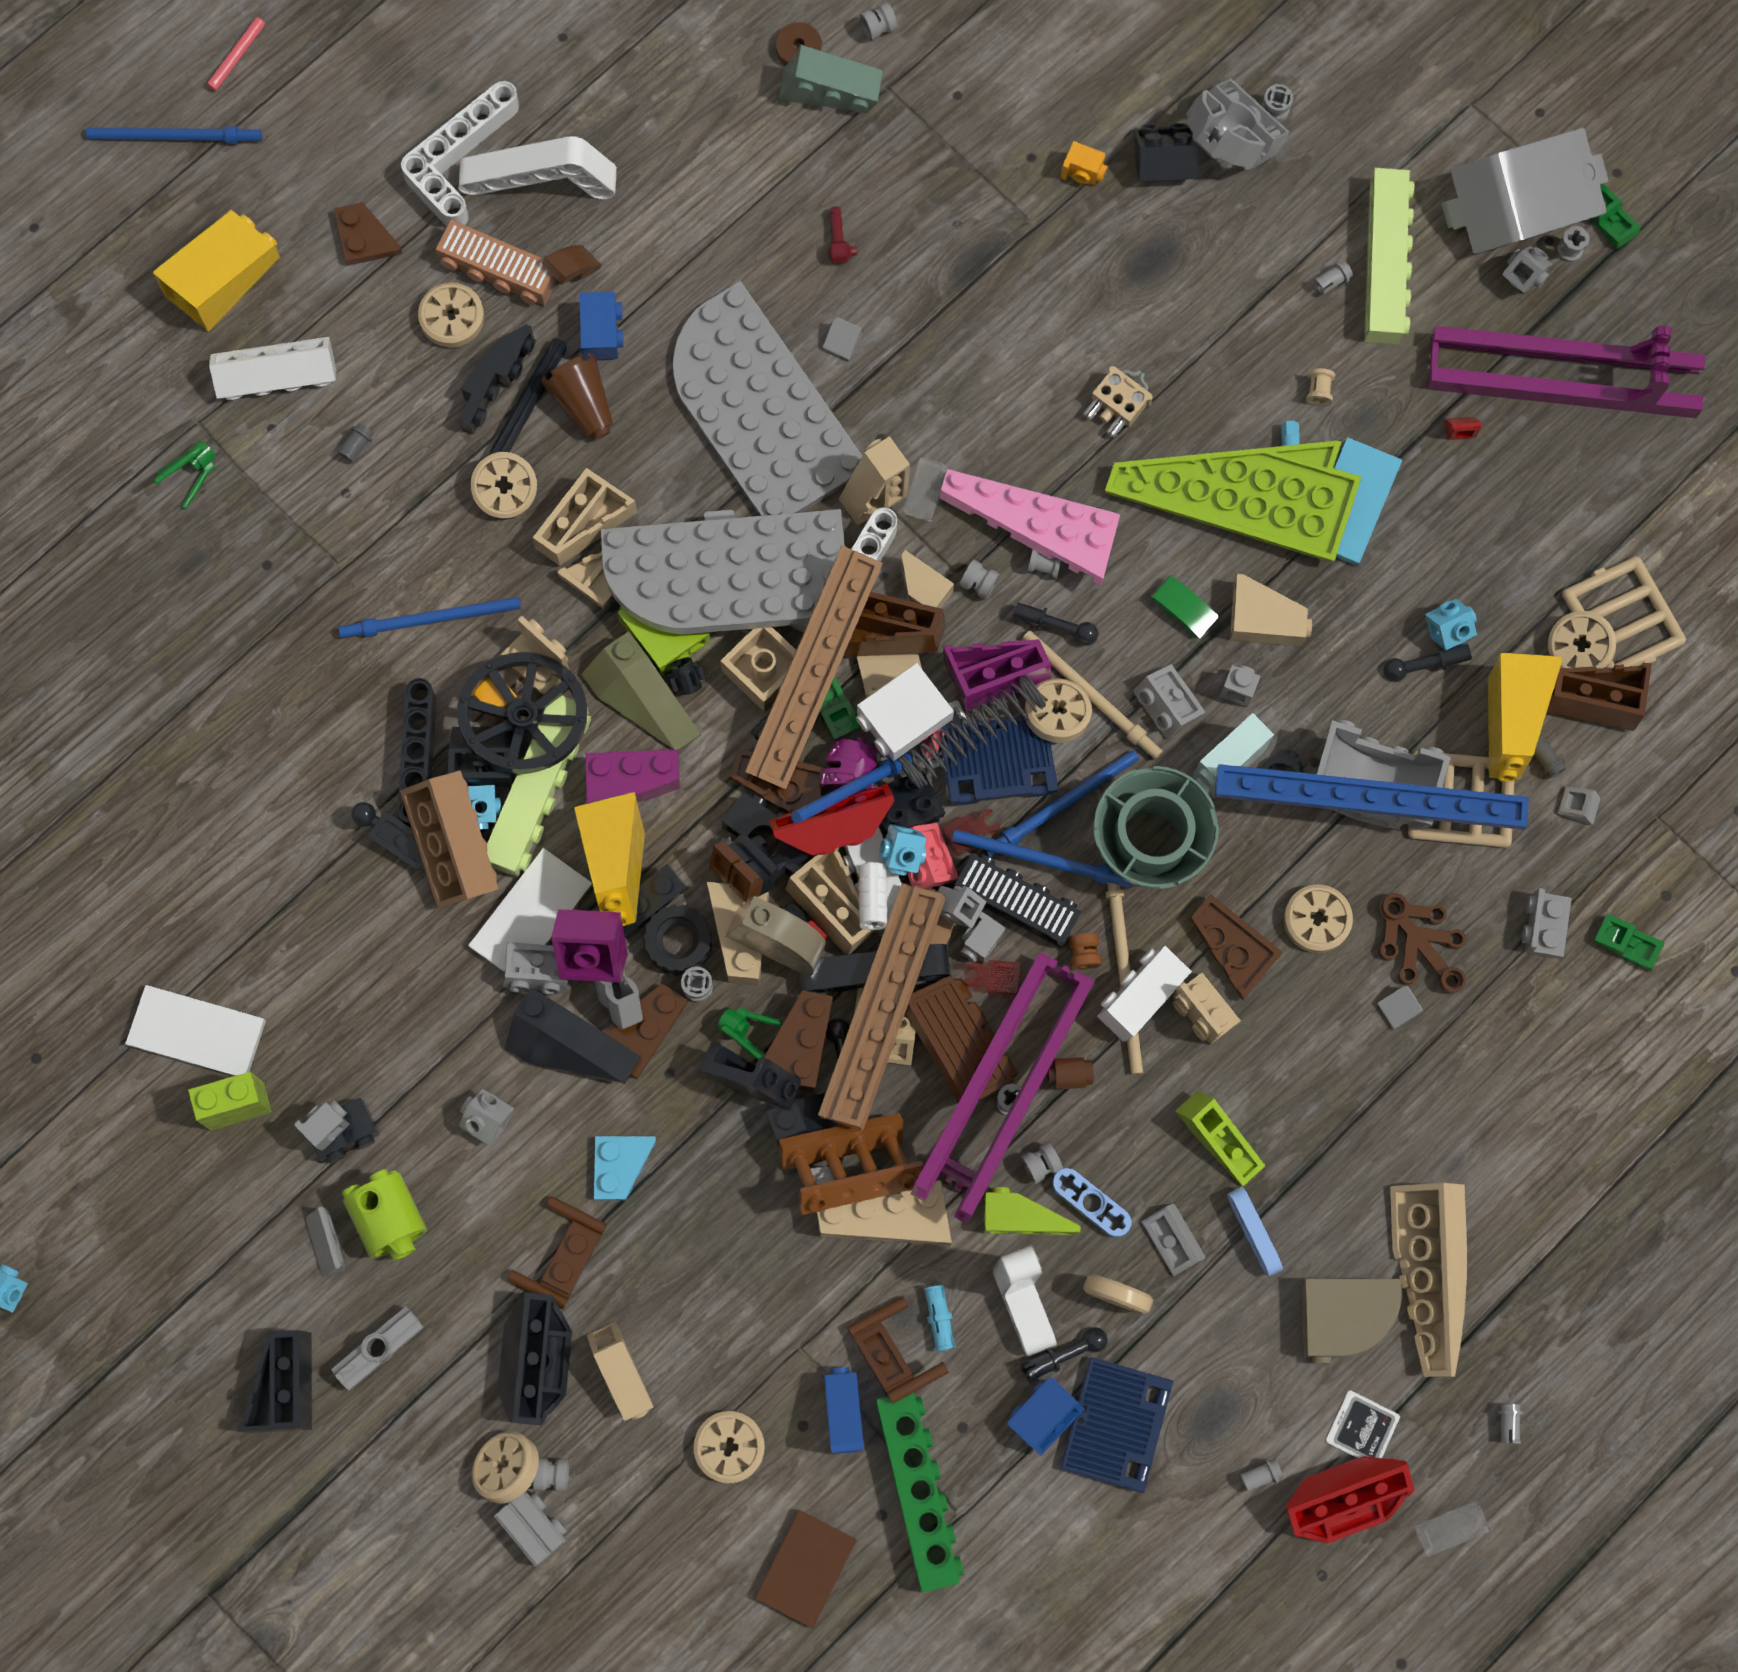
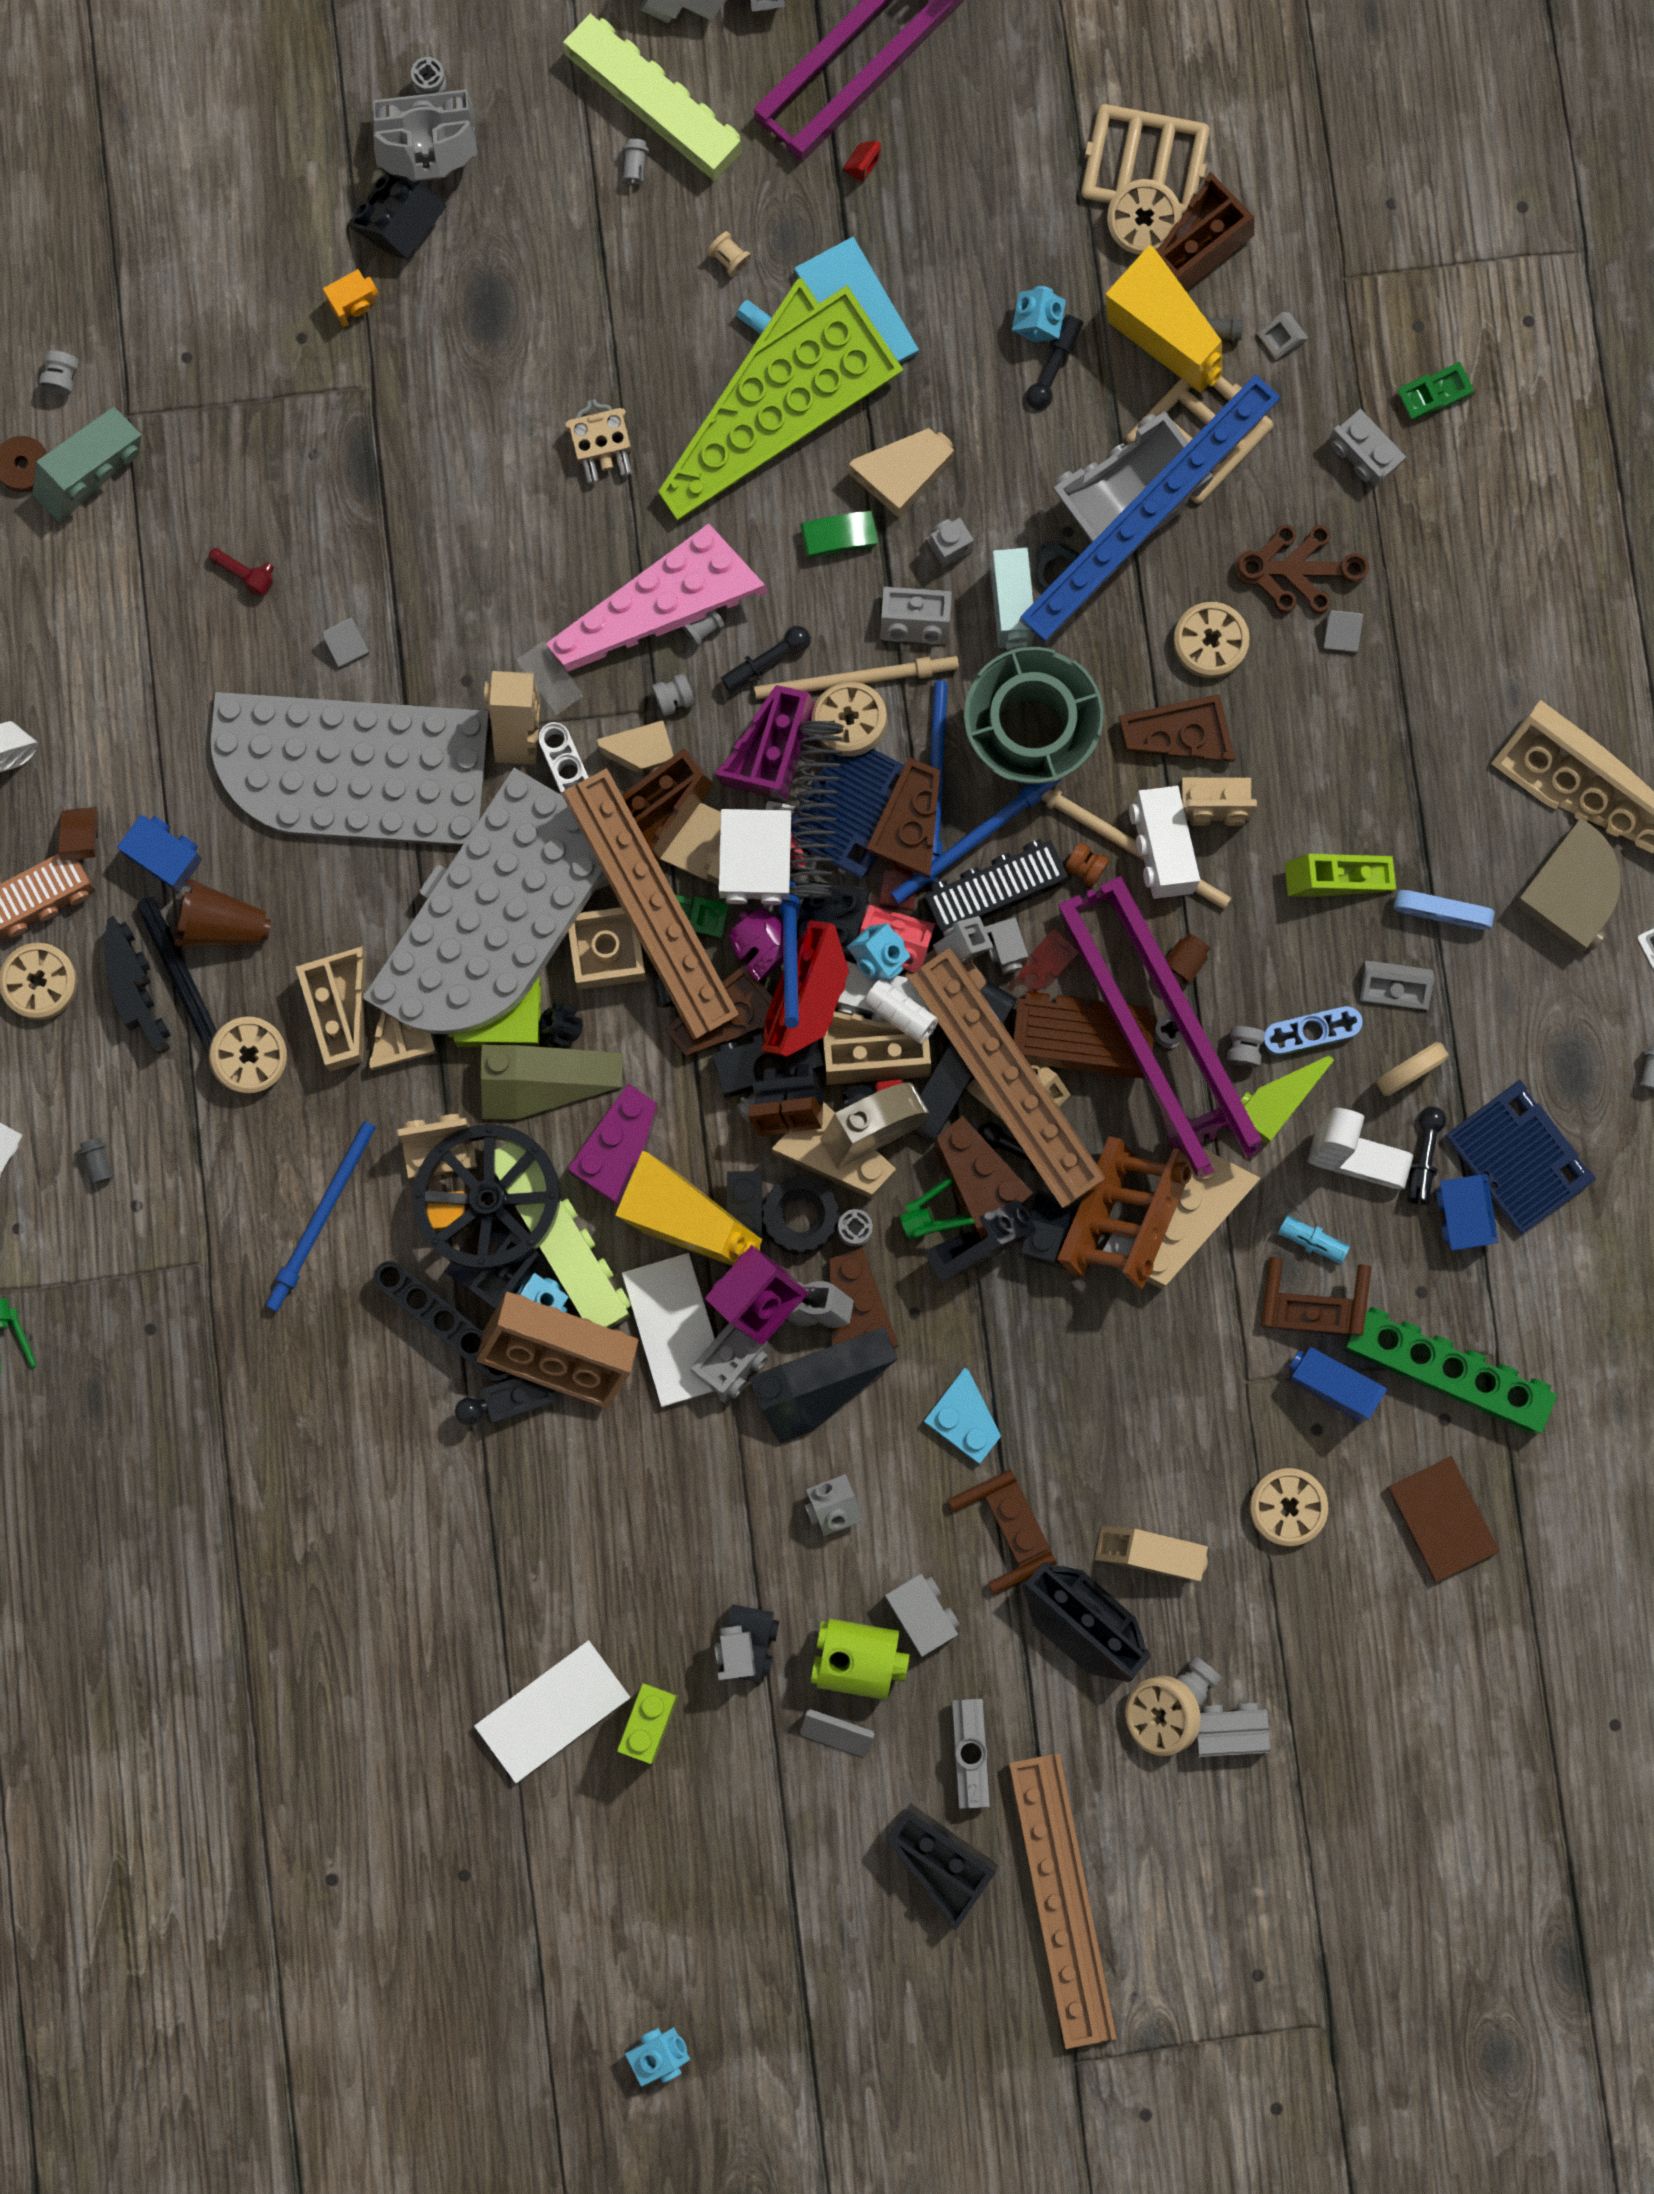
camera: 50 degrees left, 5 degrees up
(317, 1496) = (1062, 1901): none -> medium nougat plate
(453, 1239) = (922, 1614): none -> light grey piece
(1016, 802) = (909, 820): none -> reddish brown wing

